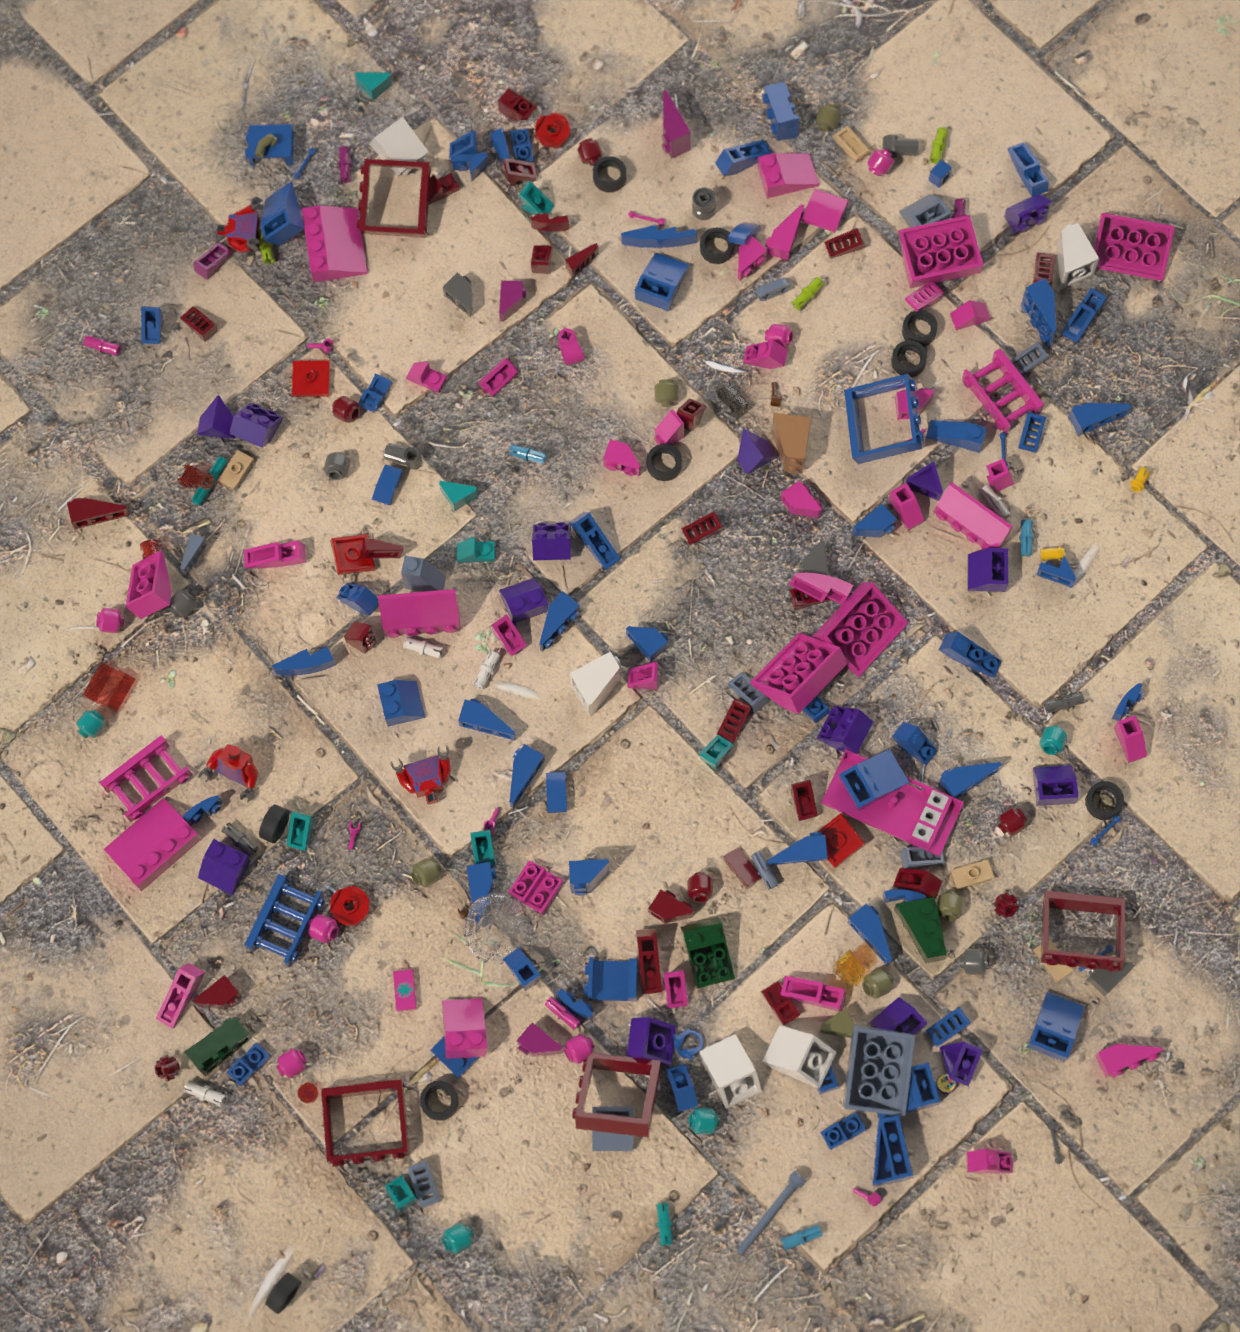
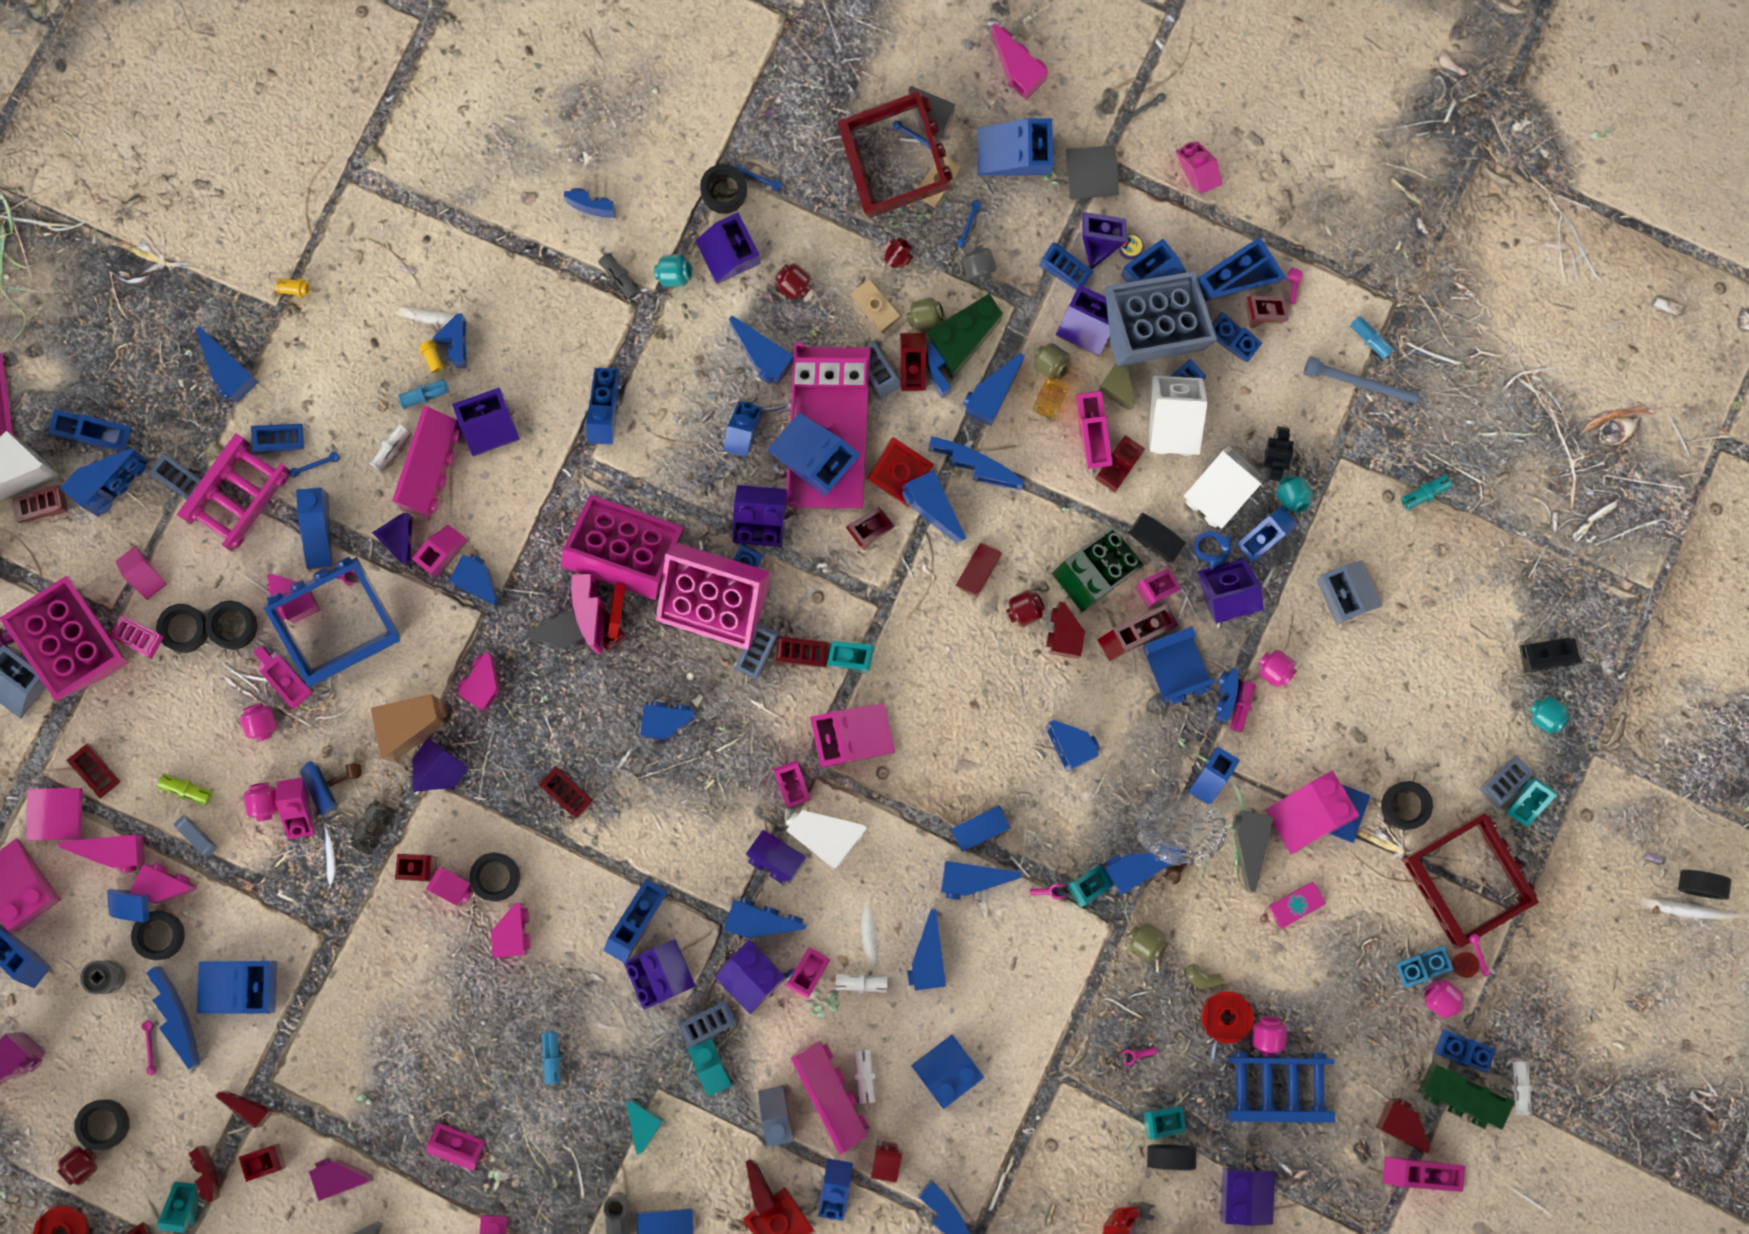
camera: 120 degrees left, 10 degrees up
(167, 1067) = (1516, 1147): dark red gear -> none
(239, 839) = (1204, 1194): dark grey pin -> none
(320, 1062) = (1424, 966): none -> dark azure slope
(322, 1100) = (1474, 939): none -> dark pink hinge
(384, 898) = (1202, 980): none -> olive arm
(425, 776) = (1030, 997): red torso -> none
(463, 975) = (1251, 840): none -> dark grey slope
(502, 1260) = (1549, 654): none -> black hinge
(505, 545) = (711, 1032): none -> sand blue slope
(536, 887) = (1106, 802): dark pink slope -> none
(537, 1043) = (1290, 719): magenta slope -> none
(570, 349) = (382, 1064): dark pink piece -> none
(596, 642) = (776, 857): none -> dark purple slope
(612, 1123) = (1361, 586): dark red window -> none
(648, 641) = (743, 796): blue slope -> none
(659, 729) = (852, 735): none -> dark pink slope
(666, 392) = (396, 913): olive head -> none
(713, 1004) = (1157, 536): none -> black slope
(723, 608) = (664, 722): none -> blue slope
(738, 1118) = (1278, 453): none -> black gear
(764, 870) = (972, 541): sand blue axle -> none
(770, 376) = (318, 788): none -> blue slope
(814, 604) = (616, 609): none -> red tile
(817, 900) = (984, 468): none -> blue slope
(834, 352) = (258, 722): none -> dark pink head
(854, 1162) = (1266, 310): none -> dark red slope
(859, 376) = (282, 677): none -> dark pink hinge
(999, 475) = (353, 453): dark pink brick -> none
(1016, 1078) = (1092, 172): none -> dark grey slope
(1022, 980) = (975, 206): none -> blue hinge
(1131, 738) = (635, 183): dark pink slope -> none

